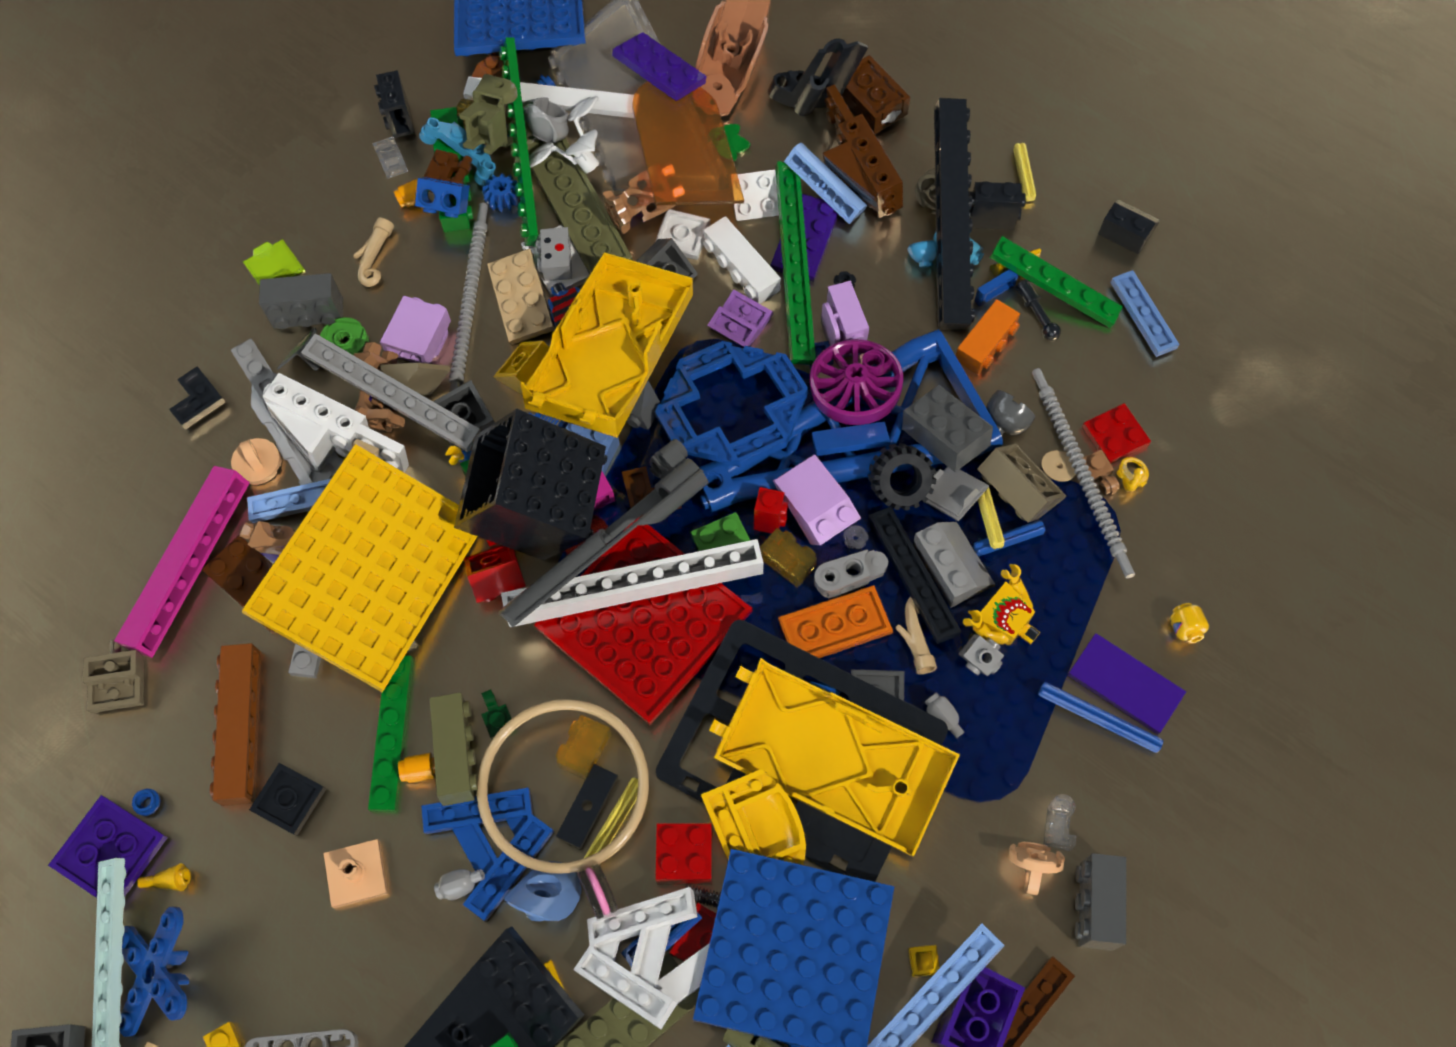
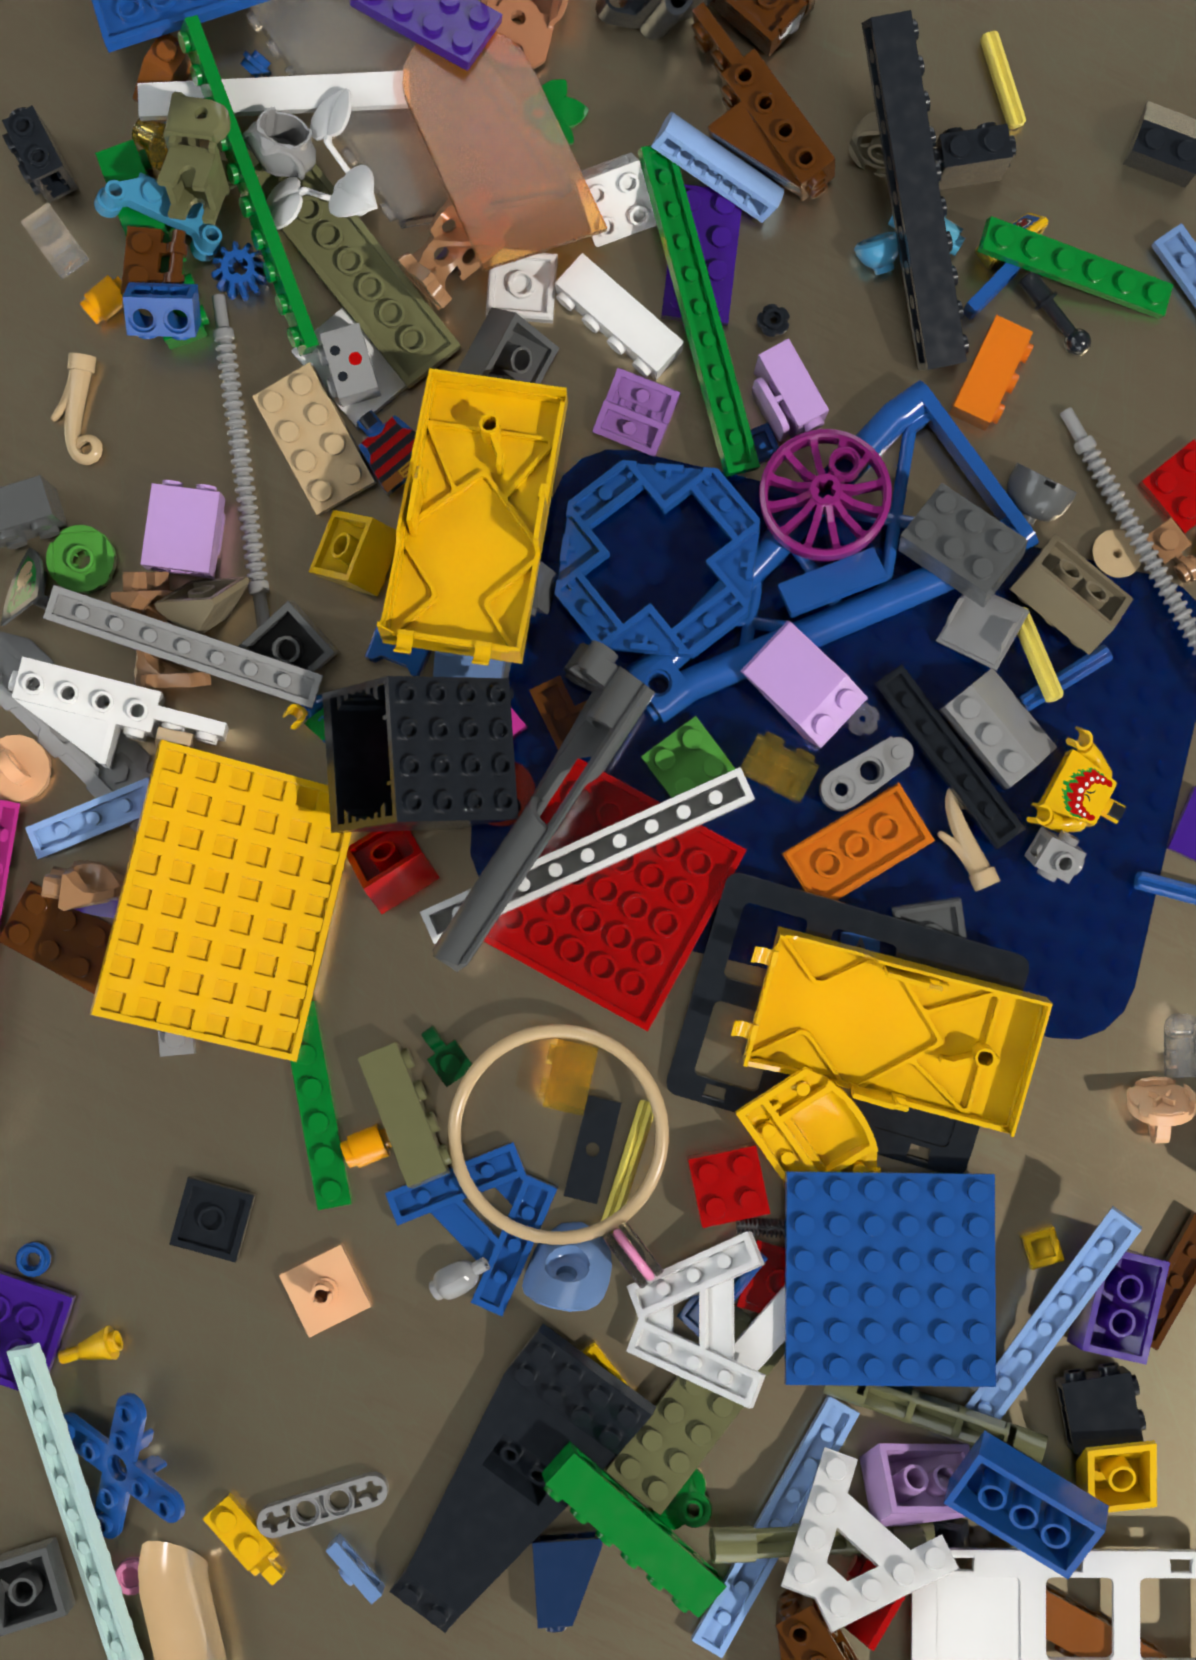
camera: 15 degrees left, 20 degrees up
(236, 725) = (115, 1138): dark orange brick -> none
(770, 510) = (745, 711): red brick -> none
(916, 490) = (928, 643): black tyre -> none
(943, 709) = (1018, 937): light grey plant -> none

